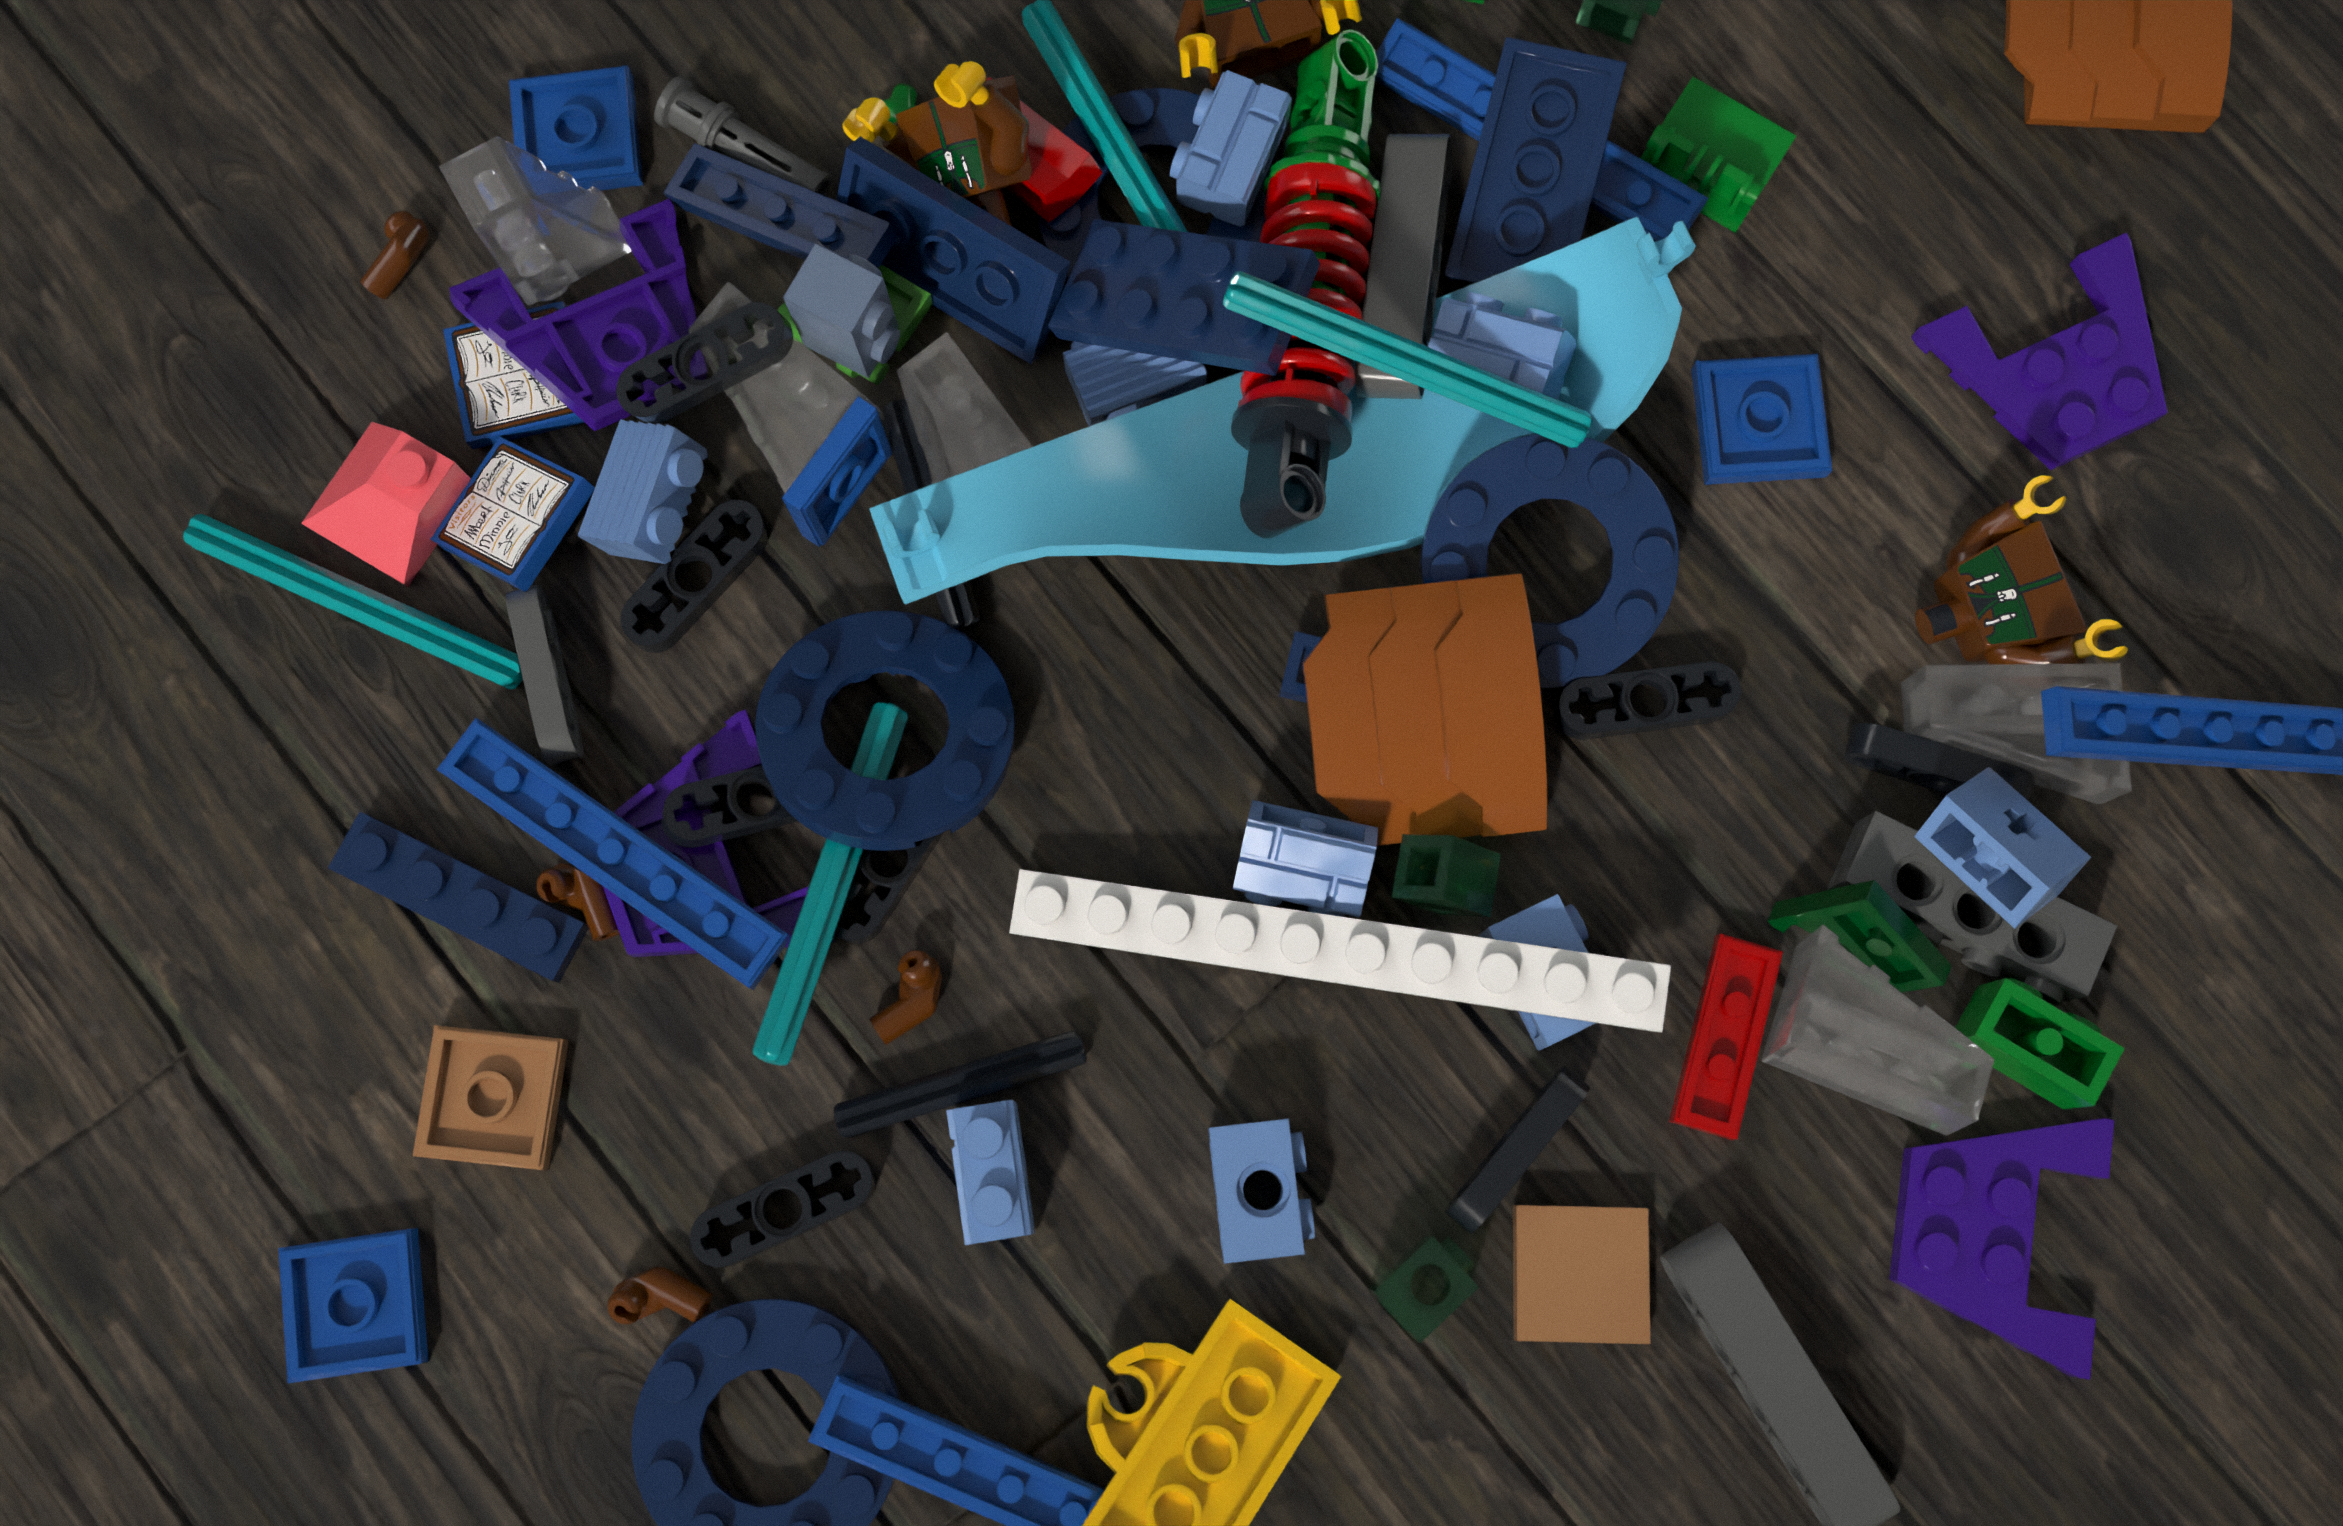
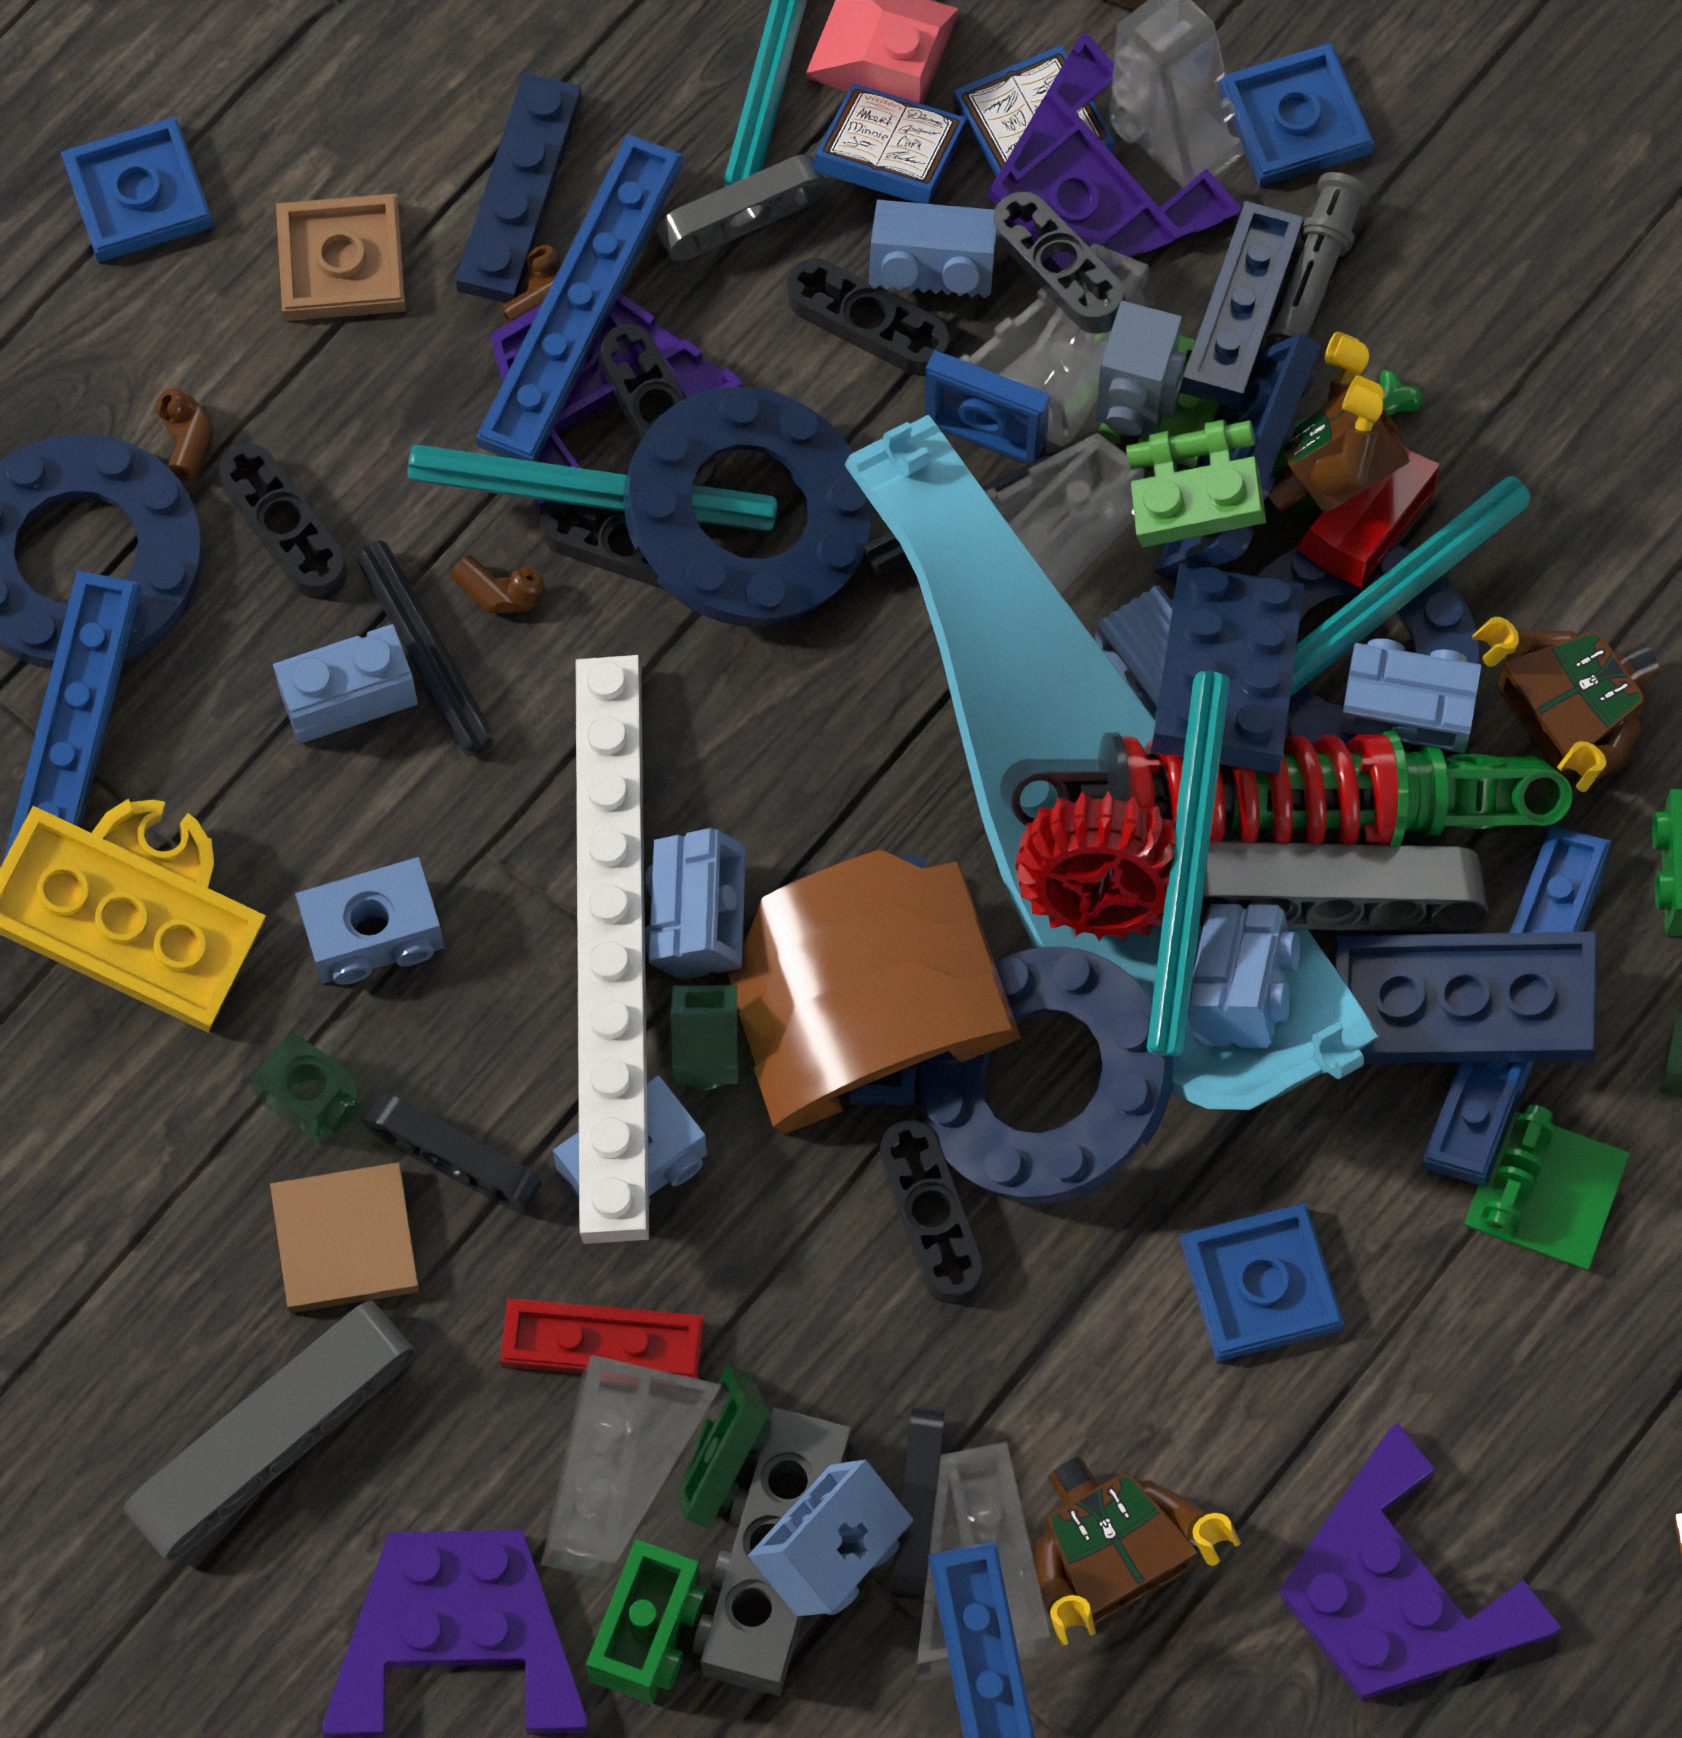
camera: 80 degrees right, 10 degrees down
(1005, 282) = (1196, 499): none -> bright green plate
(1377, 450) = (1097, 865): none -> red gear

